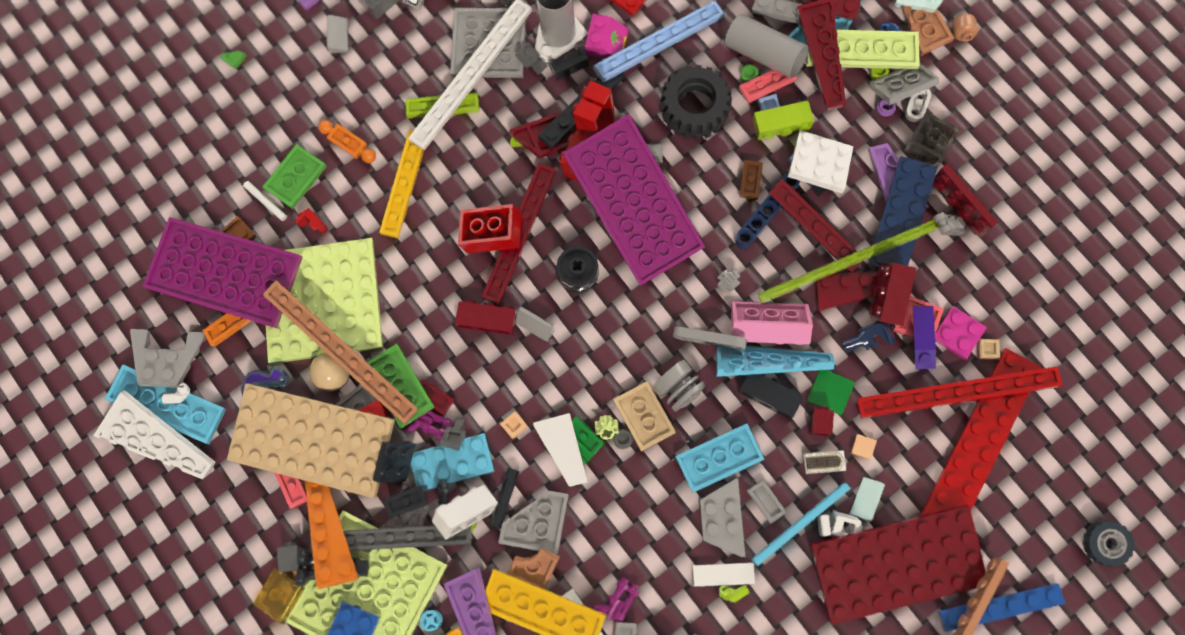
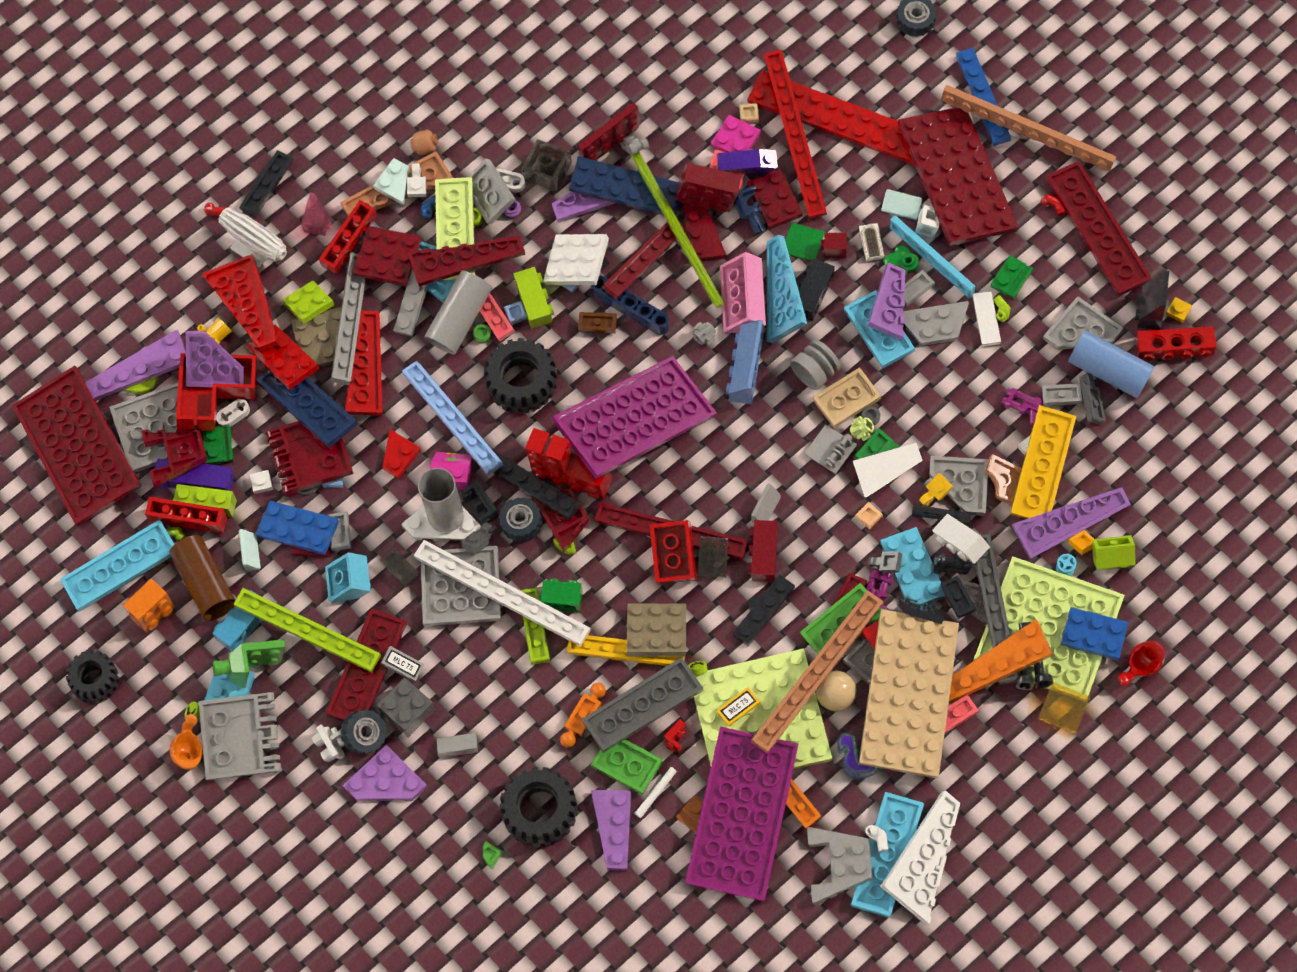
camera: 95 degrees left, 10 degrees down
(246, 162) = (613, 820): none -> medium lavender wing
(252, 76) = (529, 783): none -> black tyre
(288, 557) = (1026, 703): dark grey brick -> none
(327, 278) = (738, 707): none -> tile
(342, 191) = (642, 705): none -> dark grey plate
(375, 245) = (698, 667): none -> lime tile
(418, 210) = (656, 630): none -> dark tan plate
(428, 312) = (763, 609): none -> black hinge
(465, 129) = (562, 595): none -> green brick
(483, 267) = (713, 557): none -> clear smoke plate
(530, 496) = (938, 488): none -> yellow plate
(547, 87) = (518, 509): none -> black wheel
(577, 258) = (706, 469): black wheel -> none
(590, 394) = (830, 449): none -> light grey hinge
(682, 314) = (746, 362): none -> medium blue slope
(710, 338) = (765, 343): light grey beam -> none
(738, 468) = (889, 303): none -> medium lavender wing
(771, 609) = (1011, 277): none -> green plate
(797, 487) = (900, 259): none -> green plate
(824, 525) = (932, 236): white tile -> none
(863, 447) = (853, 211): light nougat tile -> none
(882, 366) = (775, 199): none -> dark red plate
(915, 16) = (416, 185): none -> white plate

